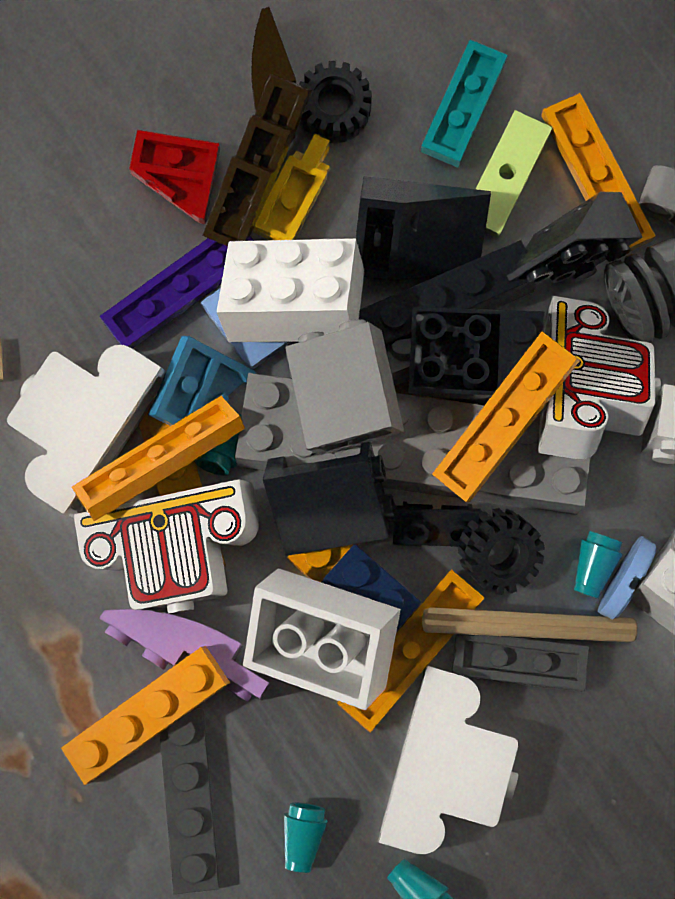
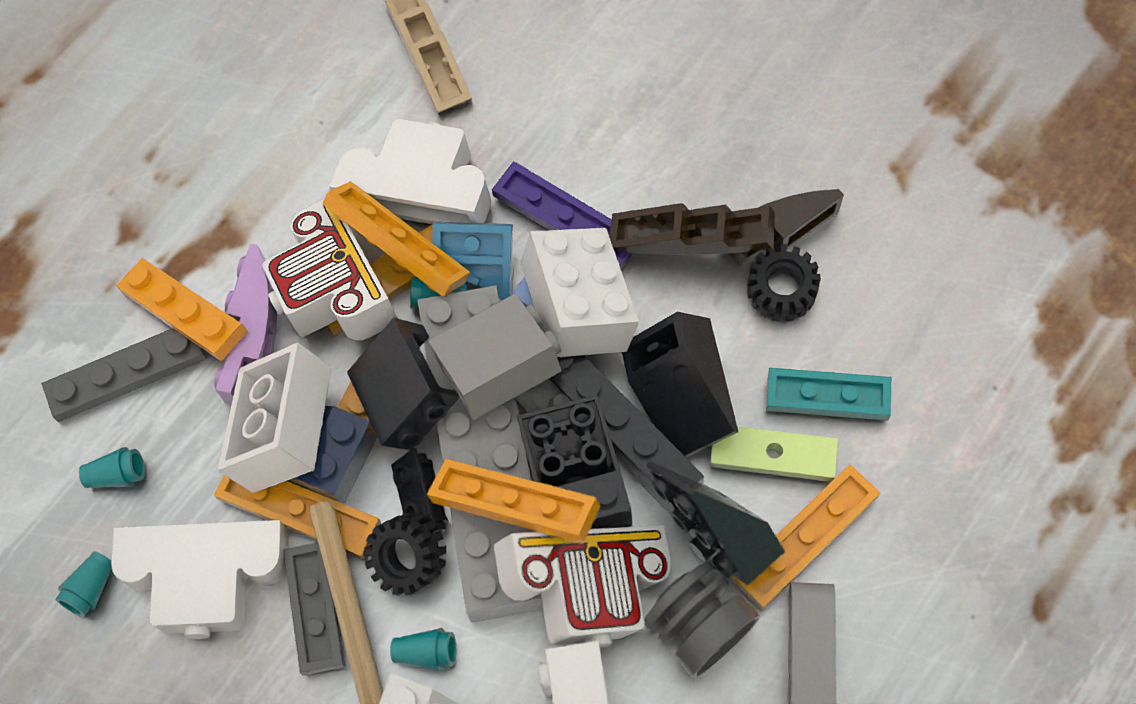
camera: 80 degrees right, 10 degrees down
(177, 170) = (669, 175): red wing -> none
(294, 192) = (684, 278): yellow hinge -> none
(627, 577) = (422, 674): light blue tile -> none

